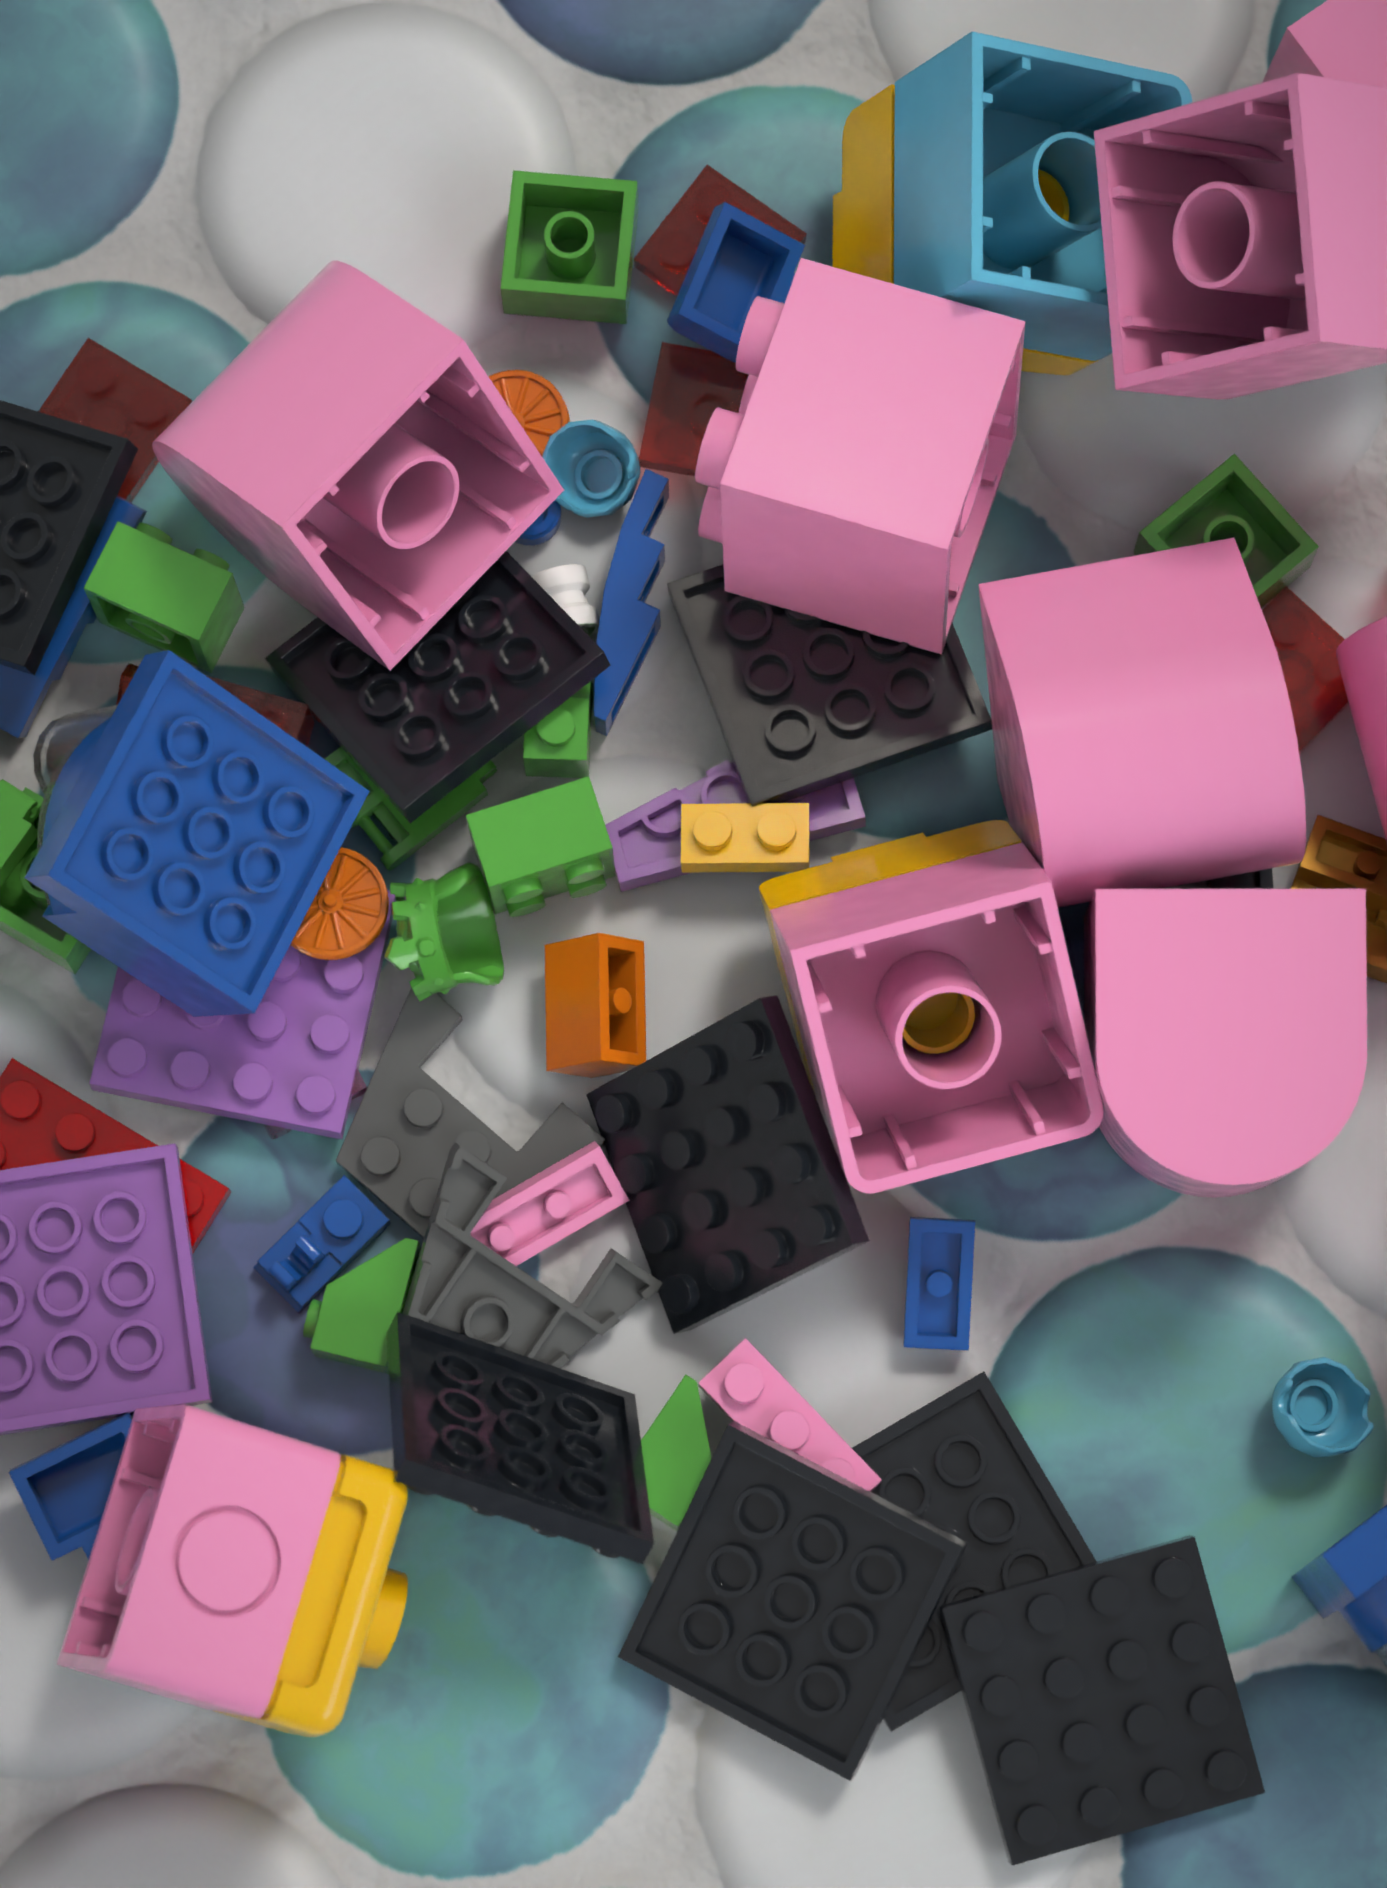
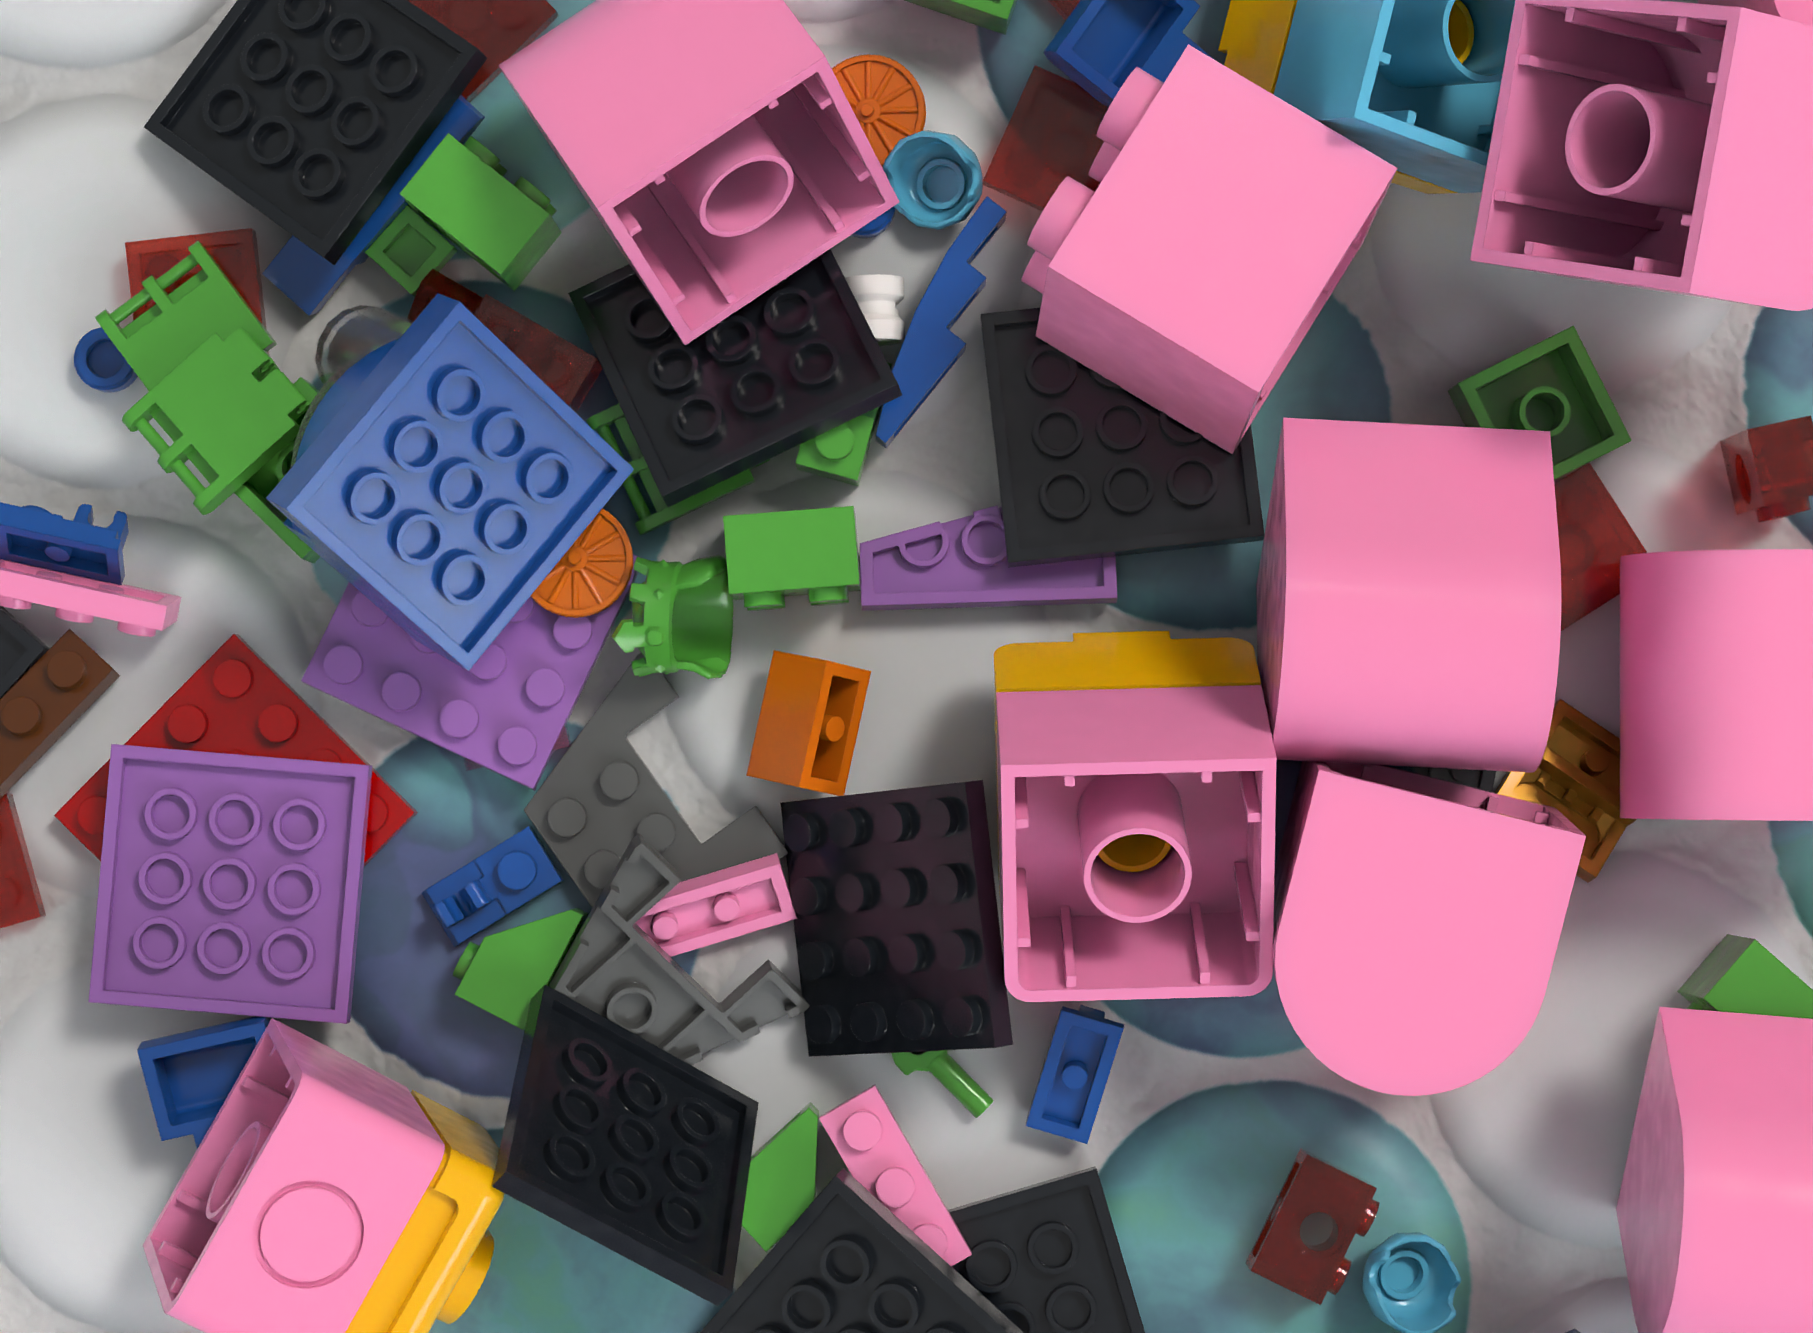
camera: 15 degrees right, 10 degrees up
(102, 654) = (410, 250): none -> bright green plate
(745, 837) = (994, 592): yellow plate -> none
(810, 1315) = (949, 1074): none -> bright green bar
(1189, 1411) = (1311, 1188): none -> clear red brick

